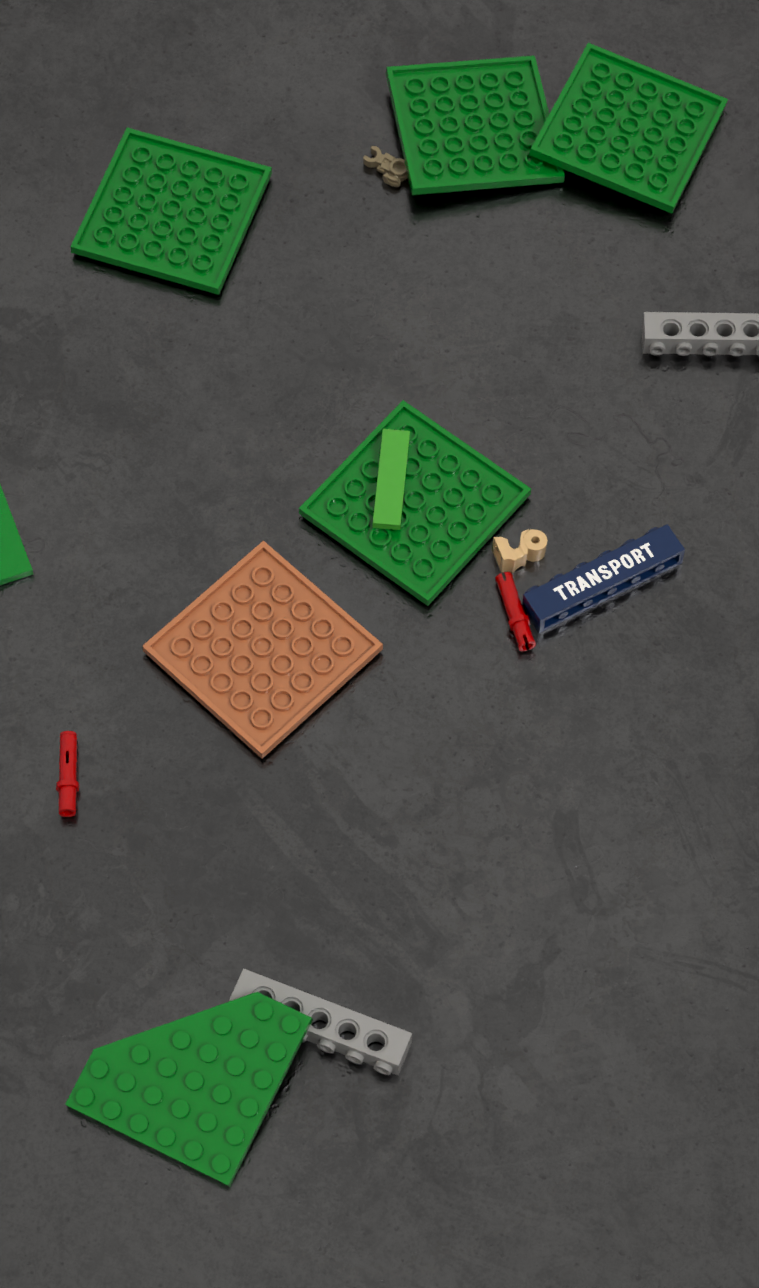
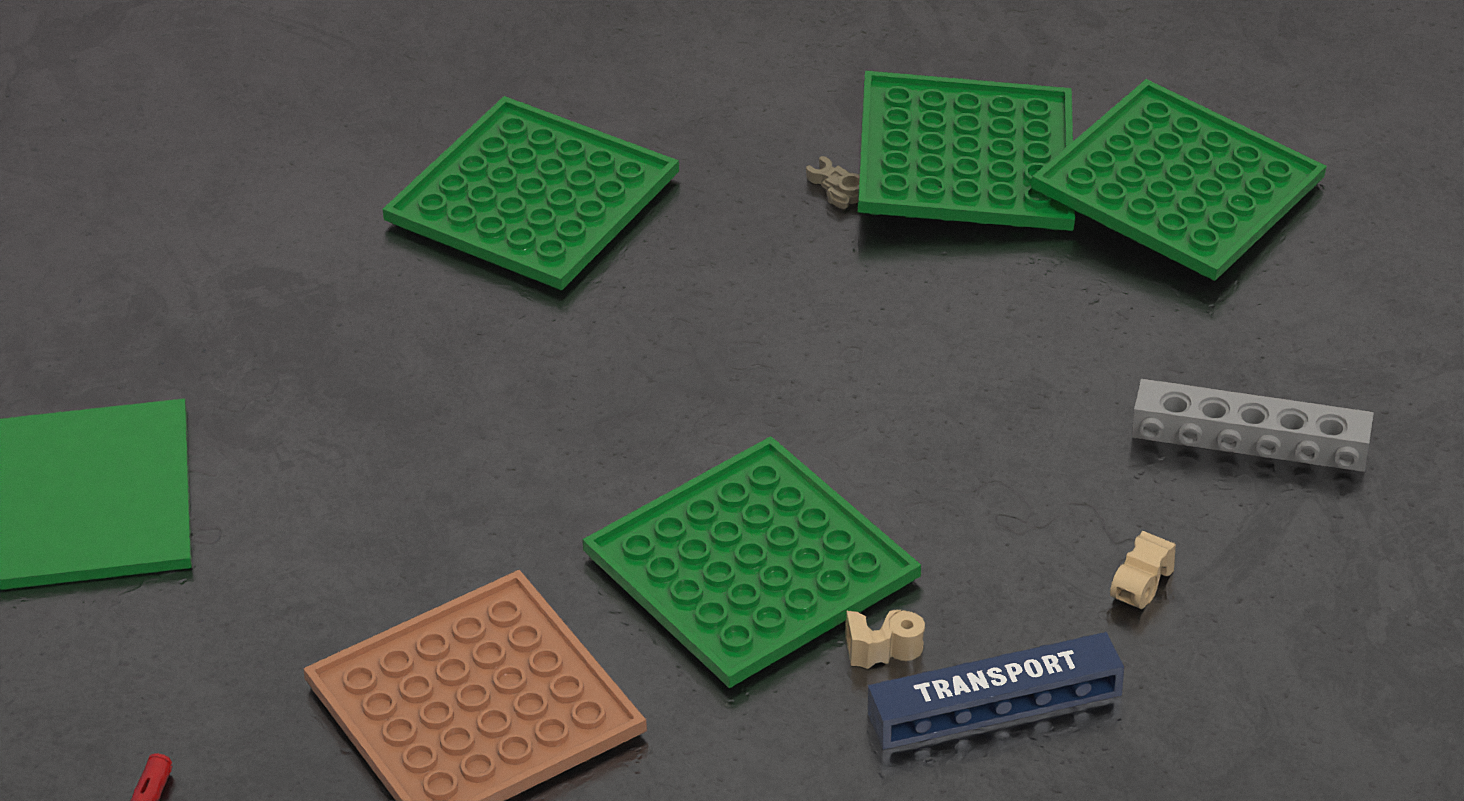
camera: 15 degrees right, 20 degrees down
(391, 479) = (722, 522): bright green tile -> none
(518, 621) = (854, 724): red pin -> none
(677, 466) = (1140, 574): none -> tan leg

